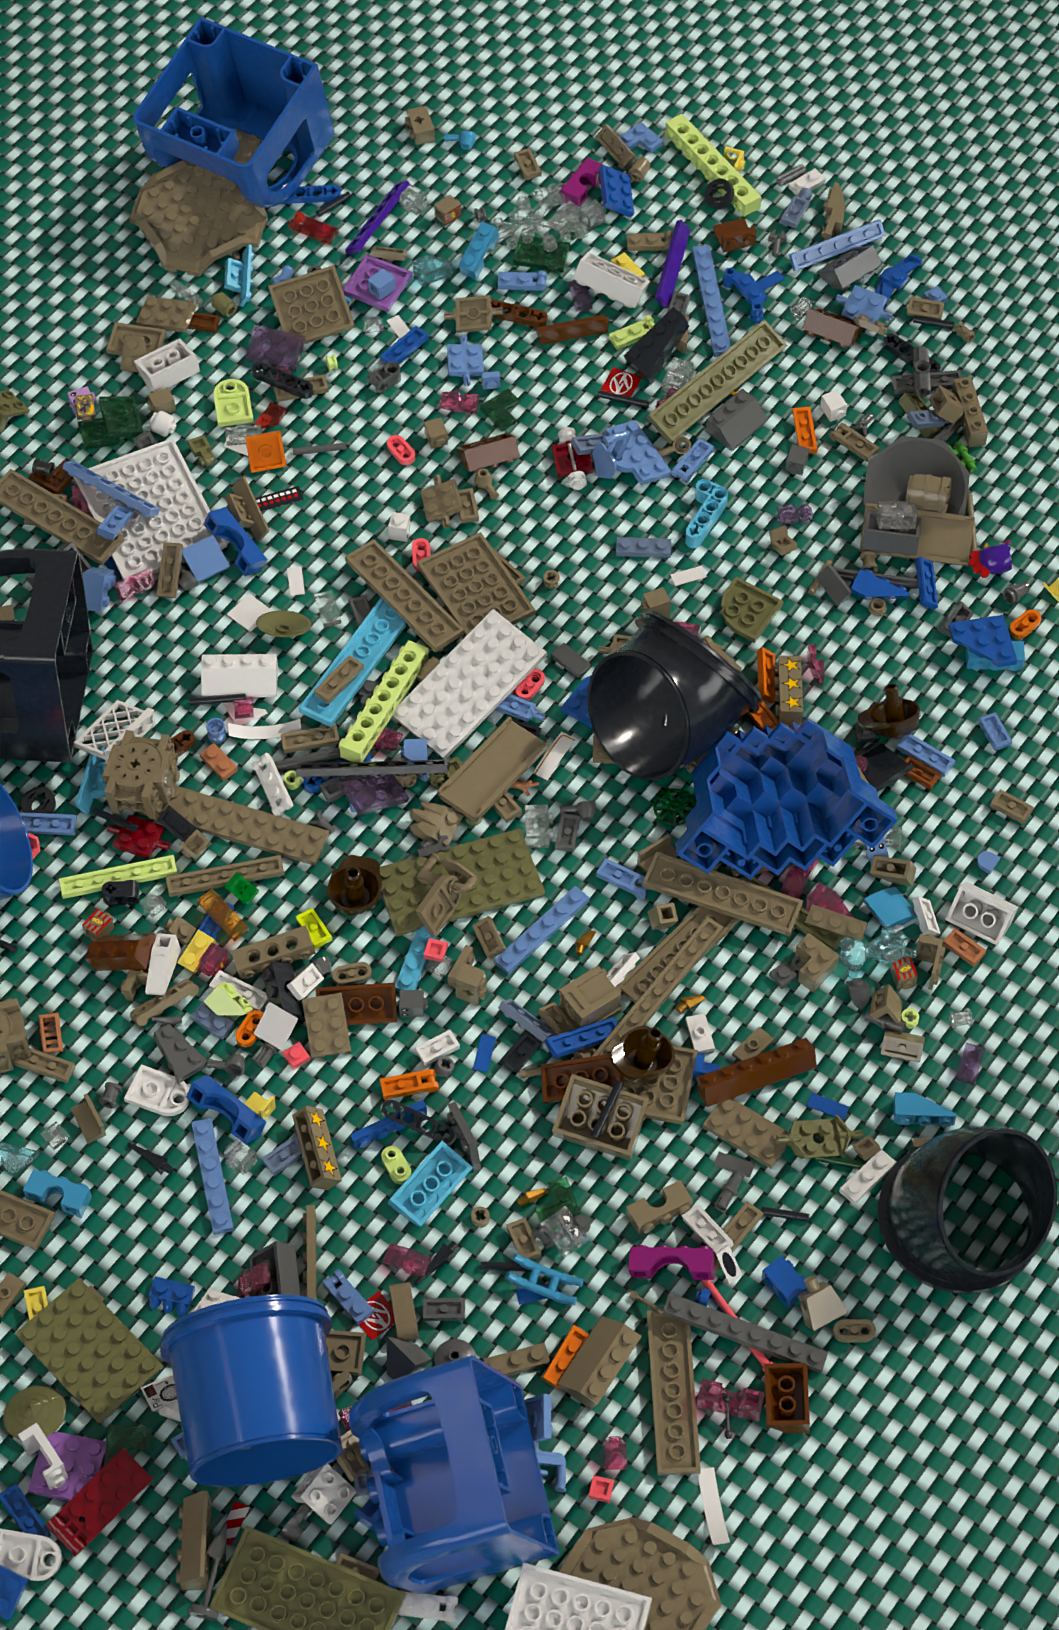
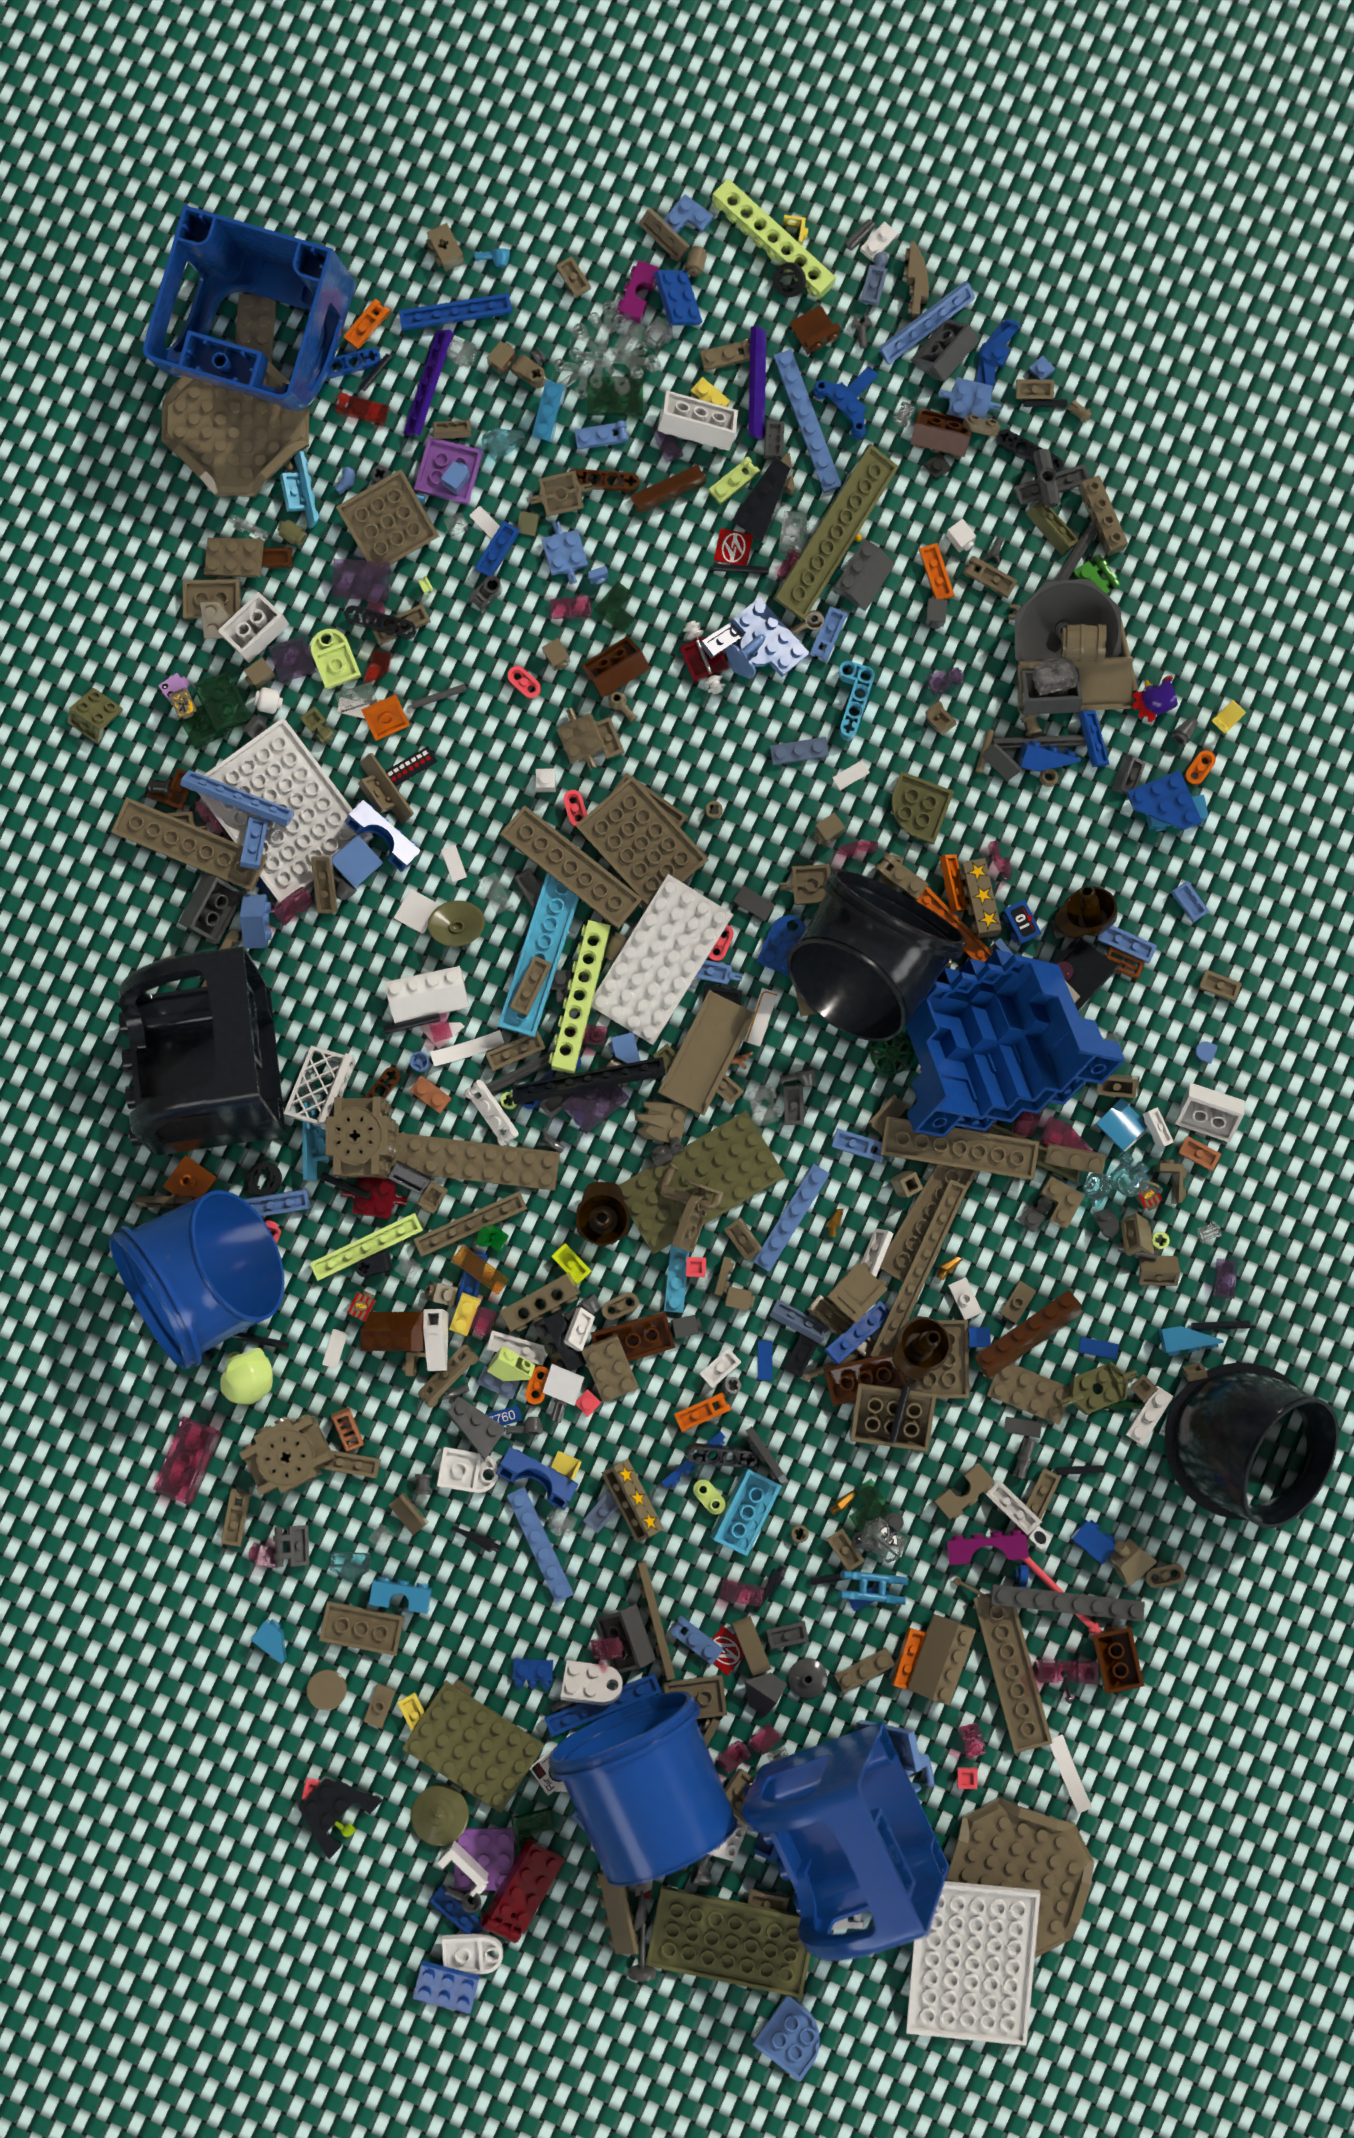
camera: 15 degrees left, 25 degrees up
(36, 1498) = (466, 1905): none -> dark grey bar
(60, 962) = (334, 1348): none -> white sticker
(194, 397) = (292, 659): none -> clear purple plate
(214, 1053) = (506, 1415): none -> blue sticker
(335, 168) = (366, 324): none -> orange plate
(416, 172) = (455, 312): none -> blue plate
(438, 332) = (528, 523): none -> olive slope
(467, 222) = (526, 370): none -> dark tan piece
(823, 352) = (937, 466): none -> pearl dark grey plate
(825, 714) = (1021, 923): none -> brick
(926, 419) = (1064, 535): sand blue plate -> none
(946, 404) = (1079, 516): dark tan brick -> none
(963, 1108) = (1220, 1325): none -> black bar

